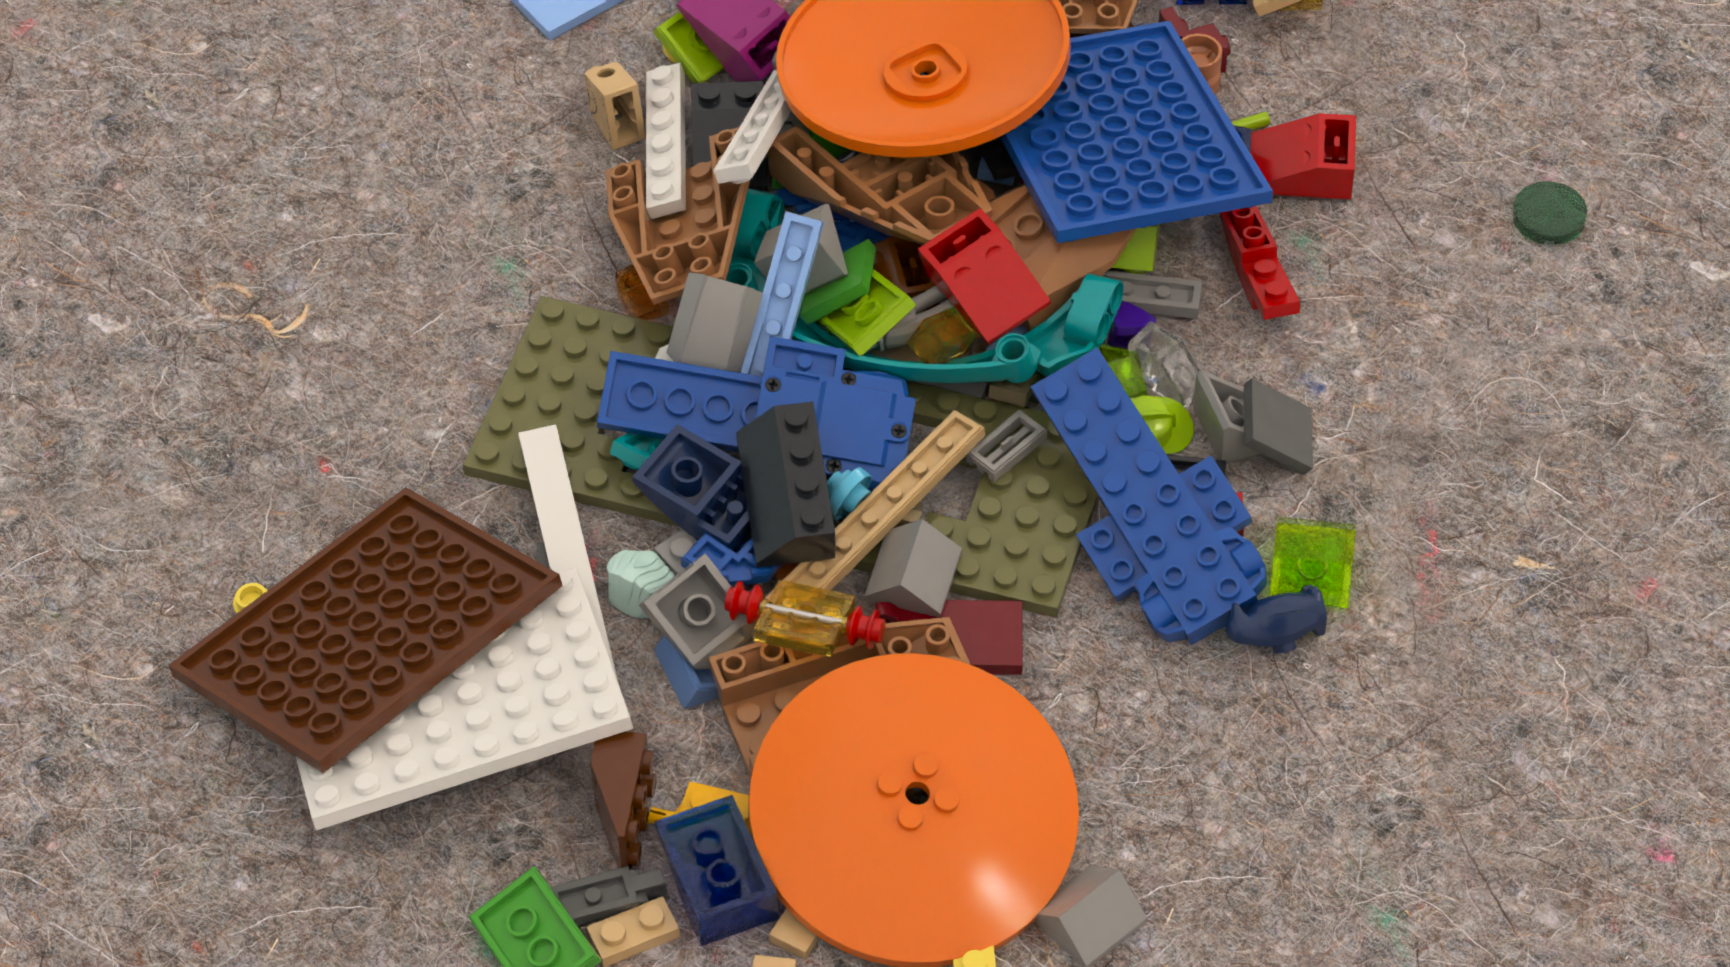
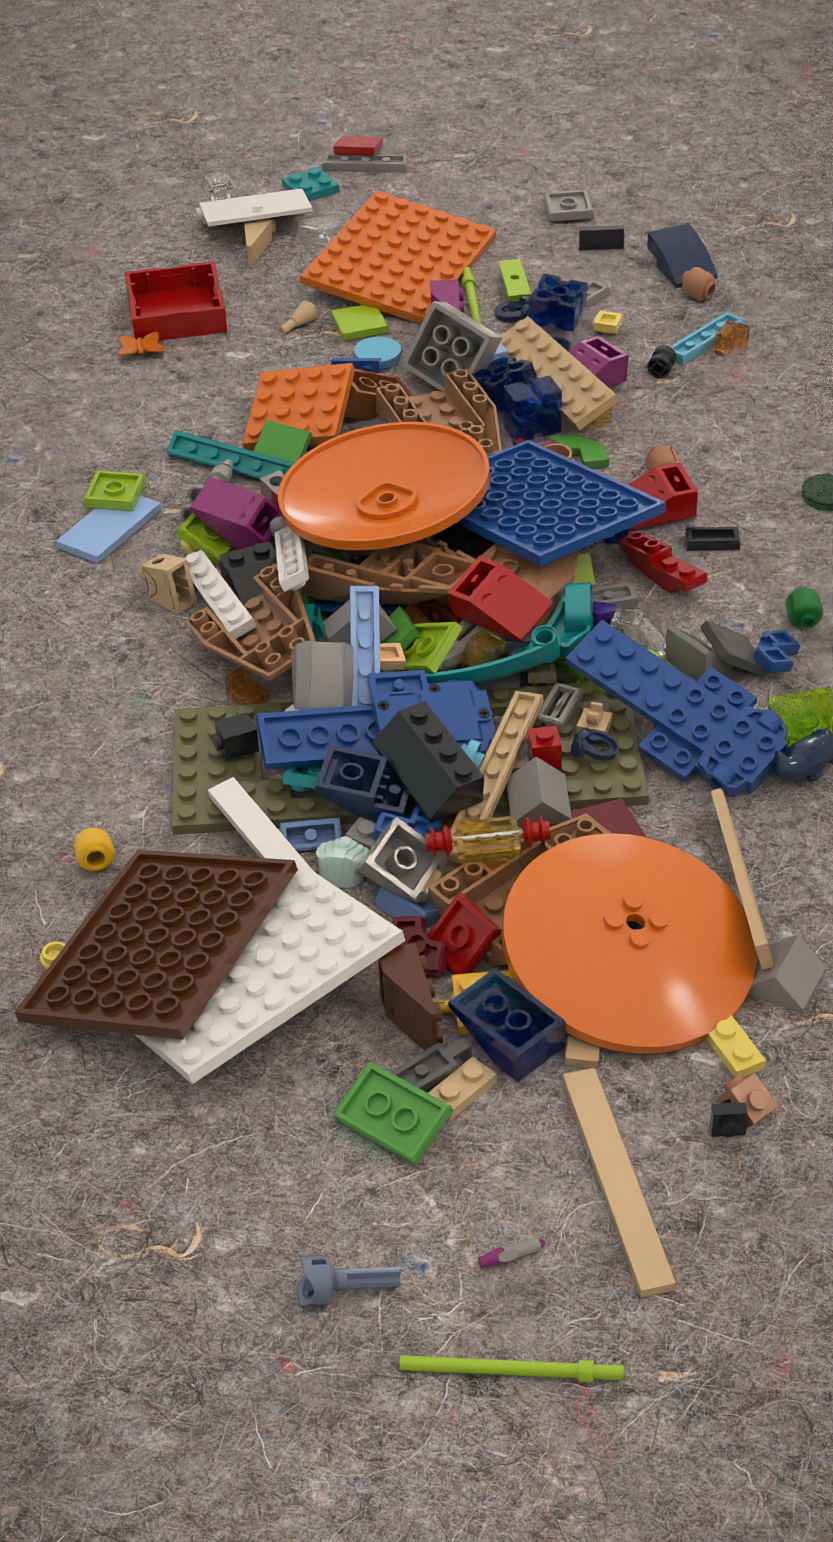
camera: 20 degrees left, 10 degrees down
(355, 470) = (94, 849): none -> yellow head
(584, 365) = (236, 736): none -> black brick
(621, 530) = (311, 833): none -> medium blue slope
(672, 740) = (434, 951): none -> dark red tile
(723, 734) = (466, 933): none -> red tile
(817, 313) = (391, 657): none -> light nougat tile
(950, 505) = (545, 745): none -> red brick
(1001, 517) = (581, 746): none -> dark blue piece
(1038, 484) = (595, 718): none -> tan tile
(1098, 767) = (742, 880): none -> tan tile
(1265, 49) = (590, 452): none -> bright green tile
(1322, 448) = (773, 651): none -> blue tile
(1348, 97) = (660, 456): none -> nougat head
(1353, 241) = (712, 538): none -> black tile
(1407, 391) = (804, 607): none -> green head

